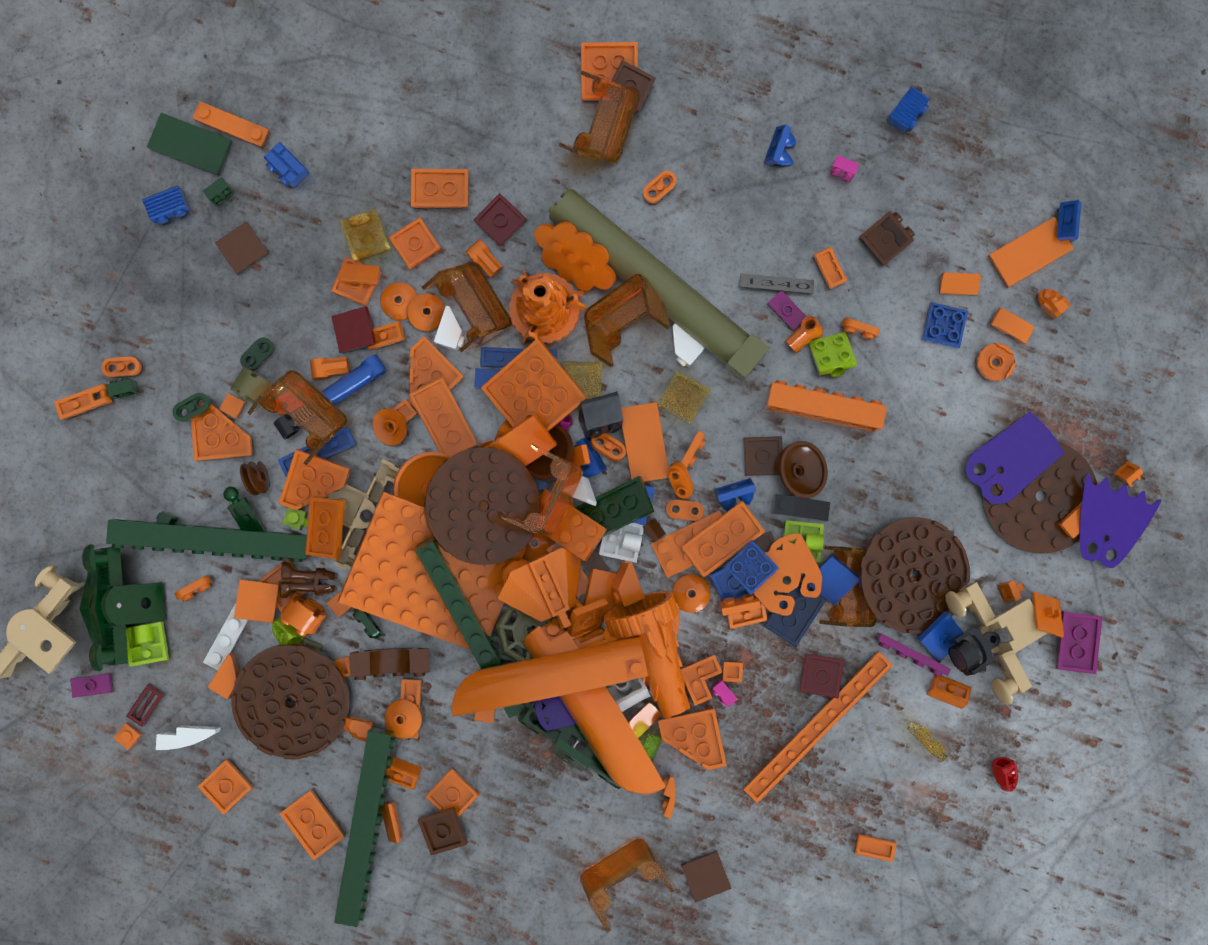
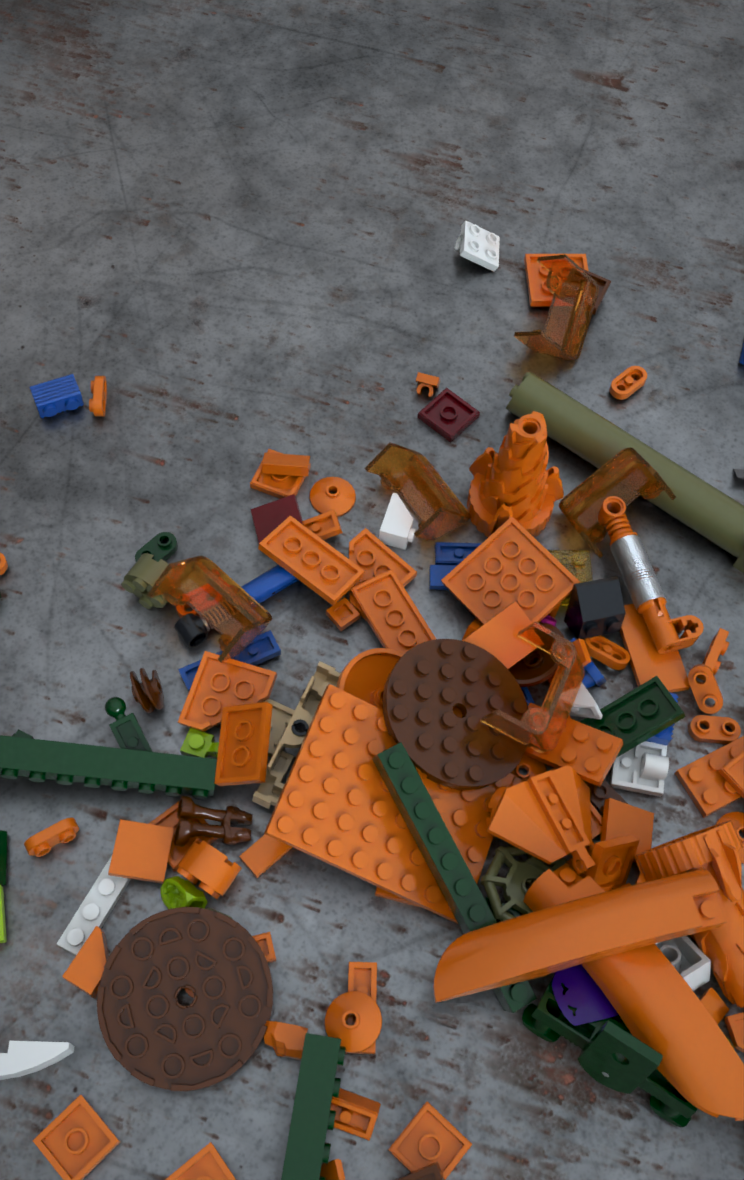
camera: 10 degrees left, 25 degrees down
(189, 144) = (88, 341): dark green tile -> none
(192, 406) = (70, 604): dark green plate -> none
(201, 212) = (98, 402): none -> orange plate
(218, 191) = (120, 382): dark green piece -> none
(218, 437) = (99, 642): orange plate -> none
(231, 124) = (138, 324): orange plate -> none
(232, 406) = (121, 609): orange tile -> none
(241, 248) = (143, 441): reddish brown tile -> none
(286, 164) = (200, 359): blue brick -> none
(323, 368) = (239, 565): orange piece -> none
(365, 235) = (293, 422): clear yellow brick -> none
(372, 628) = (304, 889): dark green plate -> none
(377, 371) = (311, 560): none -> orange plate
(385, 431) = (315, 629): orange dish -> none
(390, 660) = (335, 934): reddish brown brick -> none
(414, 243) = (349, 437): orange tile -> none
(419, 319) = (362, 513): orange dish -> none
(439, 188) = (377, 382): orange plate -> none
(481, 254) = (429, 445): orange piece -> none
(482, 187) = (427, 381): none -> orange tile
(485, 716) = (471, 1011): orange tile -> none
(538, 34) = (478, 246): none -> white plate
(575, 256) = (564, 438): orange plate -> none
(626, 585) = (656, 820): orange slope -> none
(640, 389) = (643, 582): none -> orange piece
(654, 530) = (679, 752): reddish brown tile -> none
(683, 397) = (695, 591): clear yellow brick -> none
(685, 347) = (684, 538): white slope -> none

